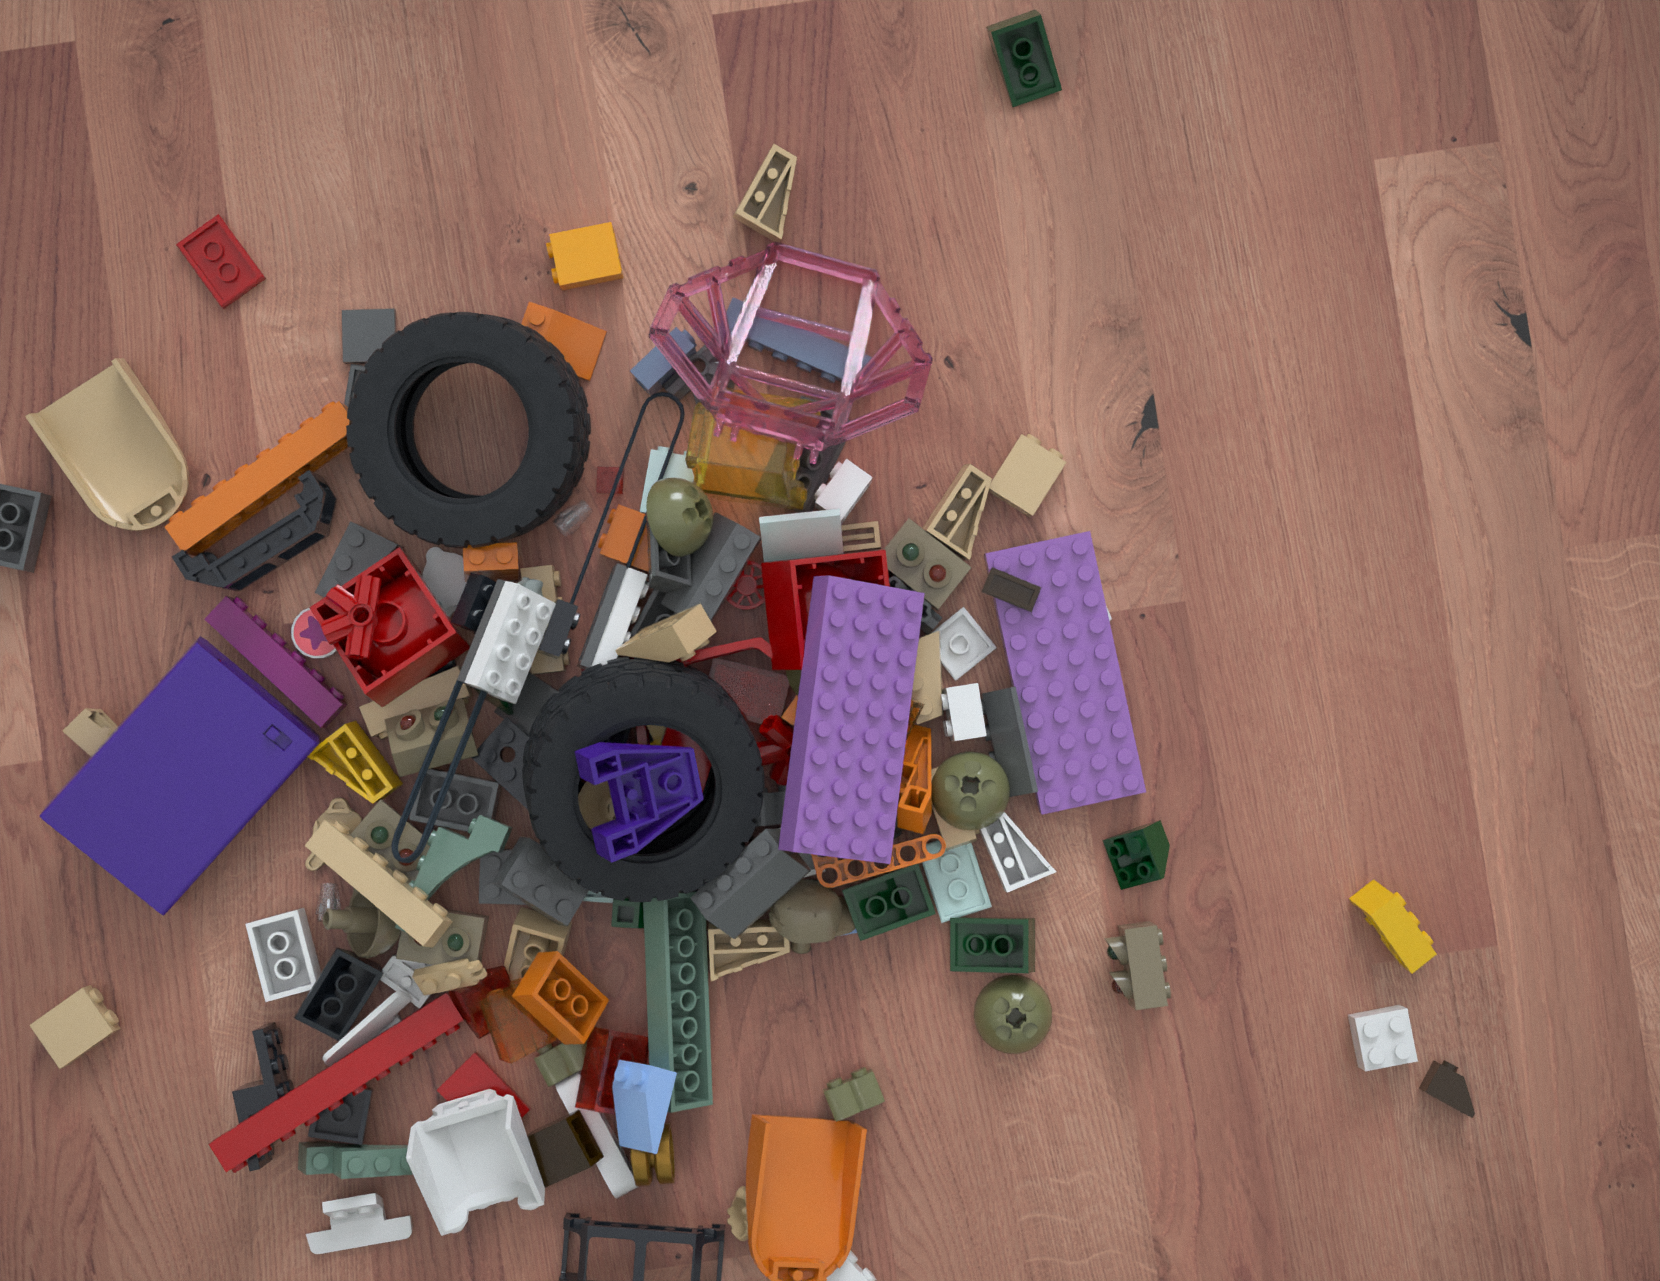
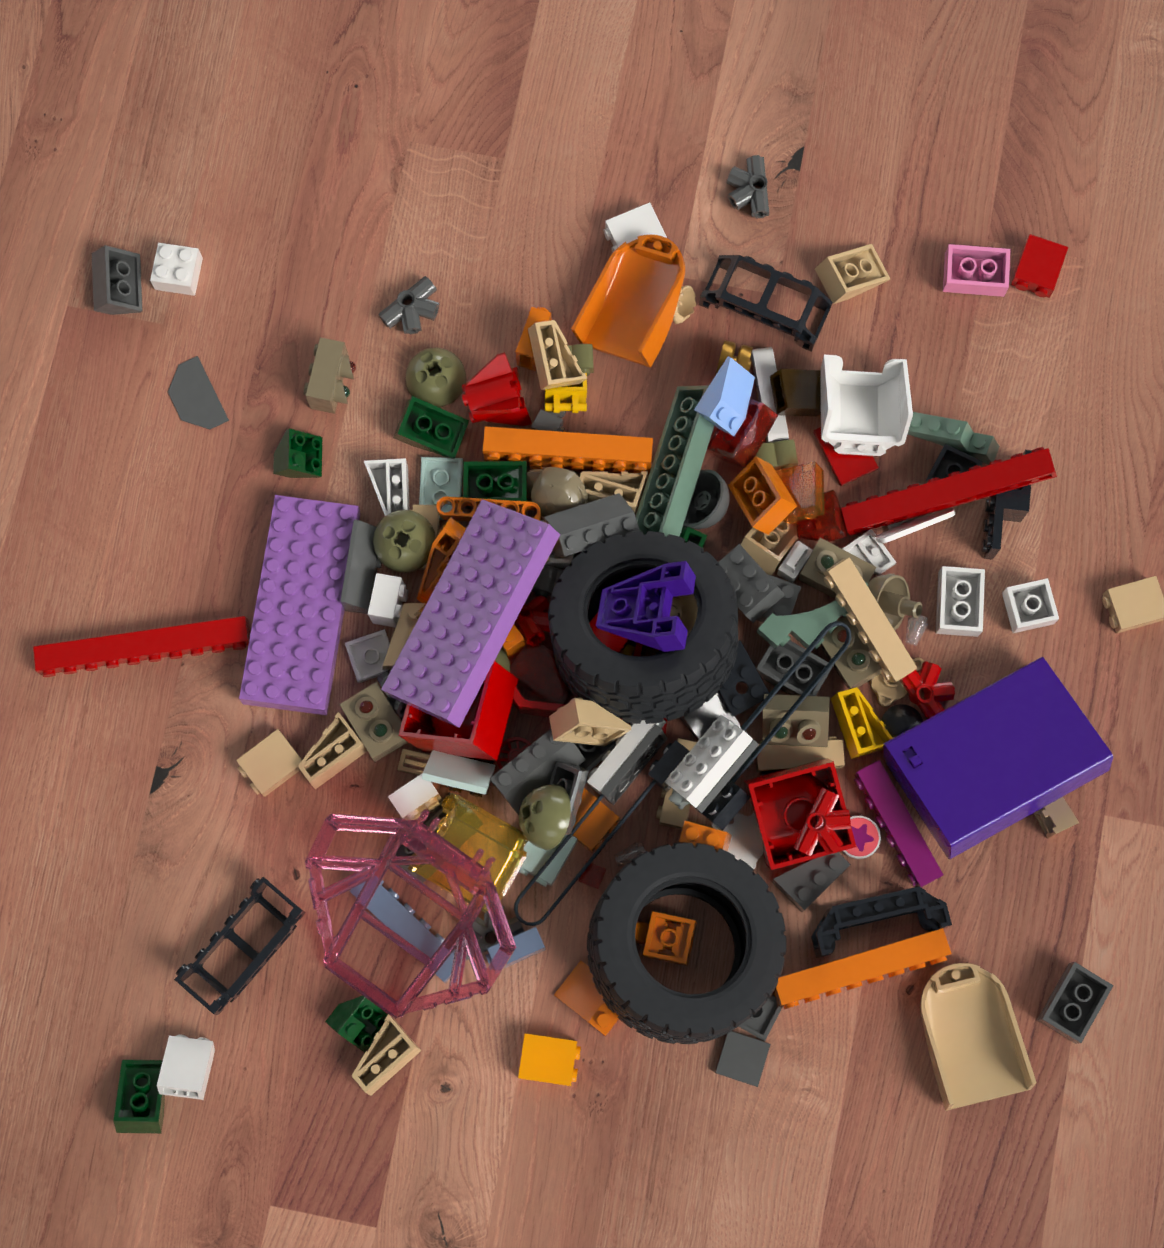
camera: 155 degrees left, 10 degrees down
(199, 978) = (1030, 605): none -> white brick
(221, 261) = (842, 1164): red tile -> none
(284, 833) = (933, 691): none -> red piece
(310, 785) = (900, 719): none -> black dish
(339, 993) = (926, 556): black slope -> none
(358, 1223) = (967, 393): white plate -> none
(449, 976) = (840, 540): tan hinge -> none
(495, 439) = (665, 939): none -> orange brick
(497, 934) = (794, 562): none -> white piece
(624, 969) = (708, 501): none -> dark grey piece
(814, 220) = (357, 1021): none -> dark green slope
(815, 974) = (568, 450): none -> orange brick
(847, 1052) = (566, 398): none -> yellow brick
(852, 1000) = (549, 421): none -> dark grey brick
(872, 1080) = (553, 357): none -> tan wedge
(909, 1103) = (524, 351): none -> orange brick
(928, 1013) = (496, 394): none -> red brick
(953, 253) = (227, 932): none -> black windscreen
(985, 104) = (186, 1067): none -> white brick
(1011, 589) = (315, 674): dark brown tile -> none
(1072, 1083) = (410, 313): none -> dark grey piece
(1232, 558) = (141, 646): none -> red brick
(1294, 886) = (195, 396): none -> dark grey sticker
(1395, 925) = (134, 342): yellow wedge -> none
(1448, 1087) = (144, 220): dark brown slope -> none
(1450, 996) = (116, 281): none -> dark grey slope

